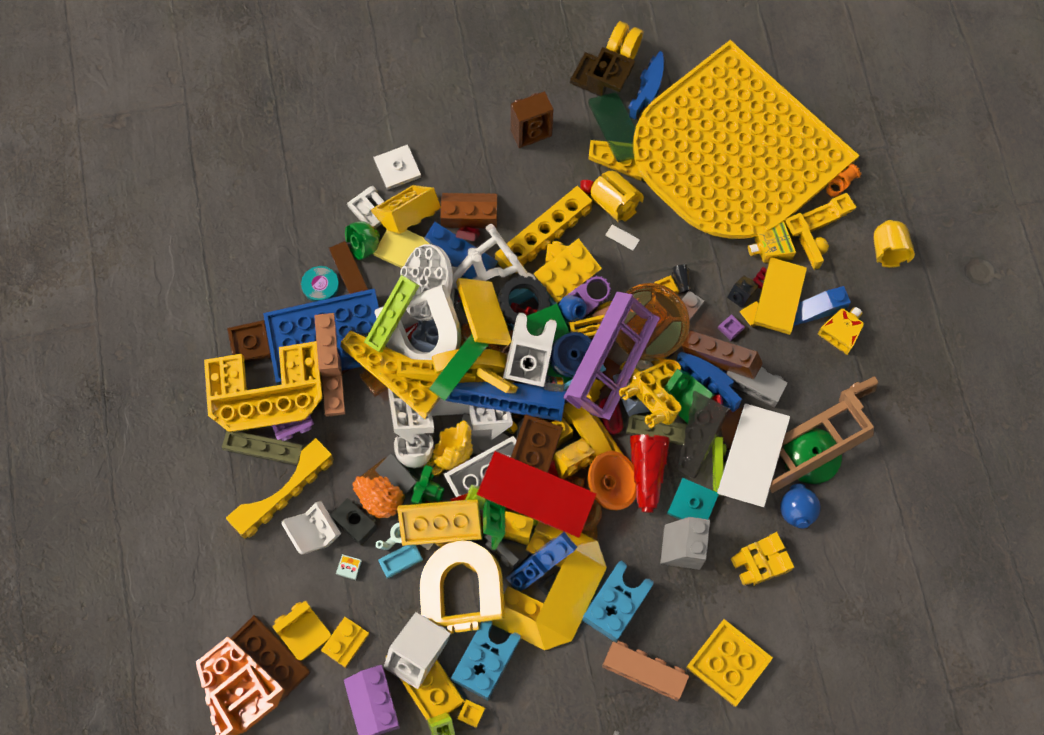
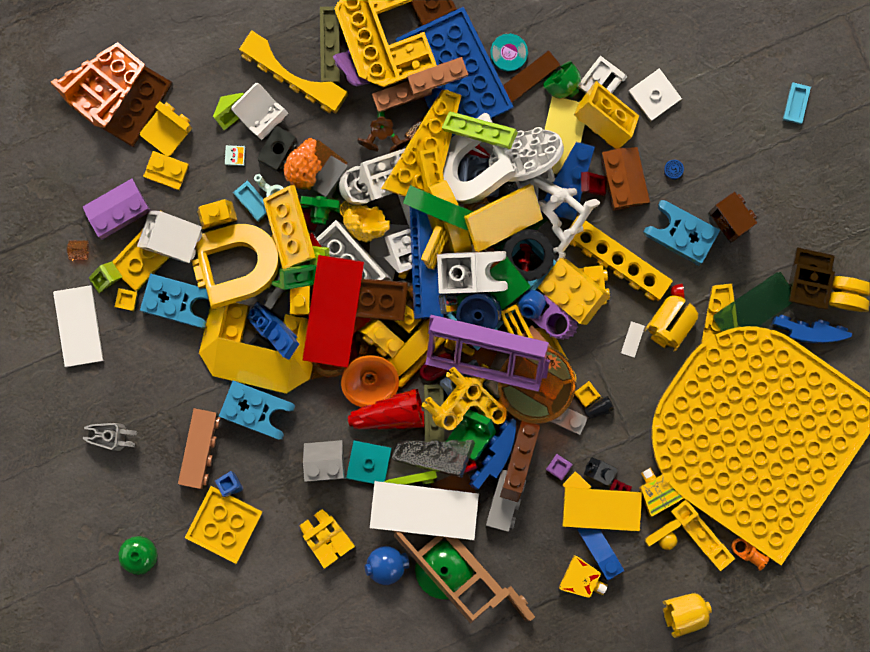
camera: 80 degrees right, 15 degrees up
(299, 564) = (224, 113): none -> lime slope
(363, 409) = (382, 128): none -> reddish brown plant
(405, 599) = (216, 214): none -> yellow torso
(438, 54) = (796, 103): none -> medium azure tile
(471, 166) = (673, 169): none -> blue tile
(535, 168) = (677, 233): none -> dark azure brick
(689, 647) = (229, 484): none -> blue slope

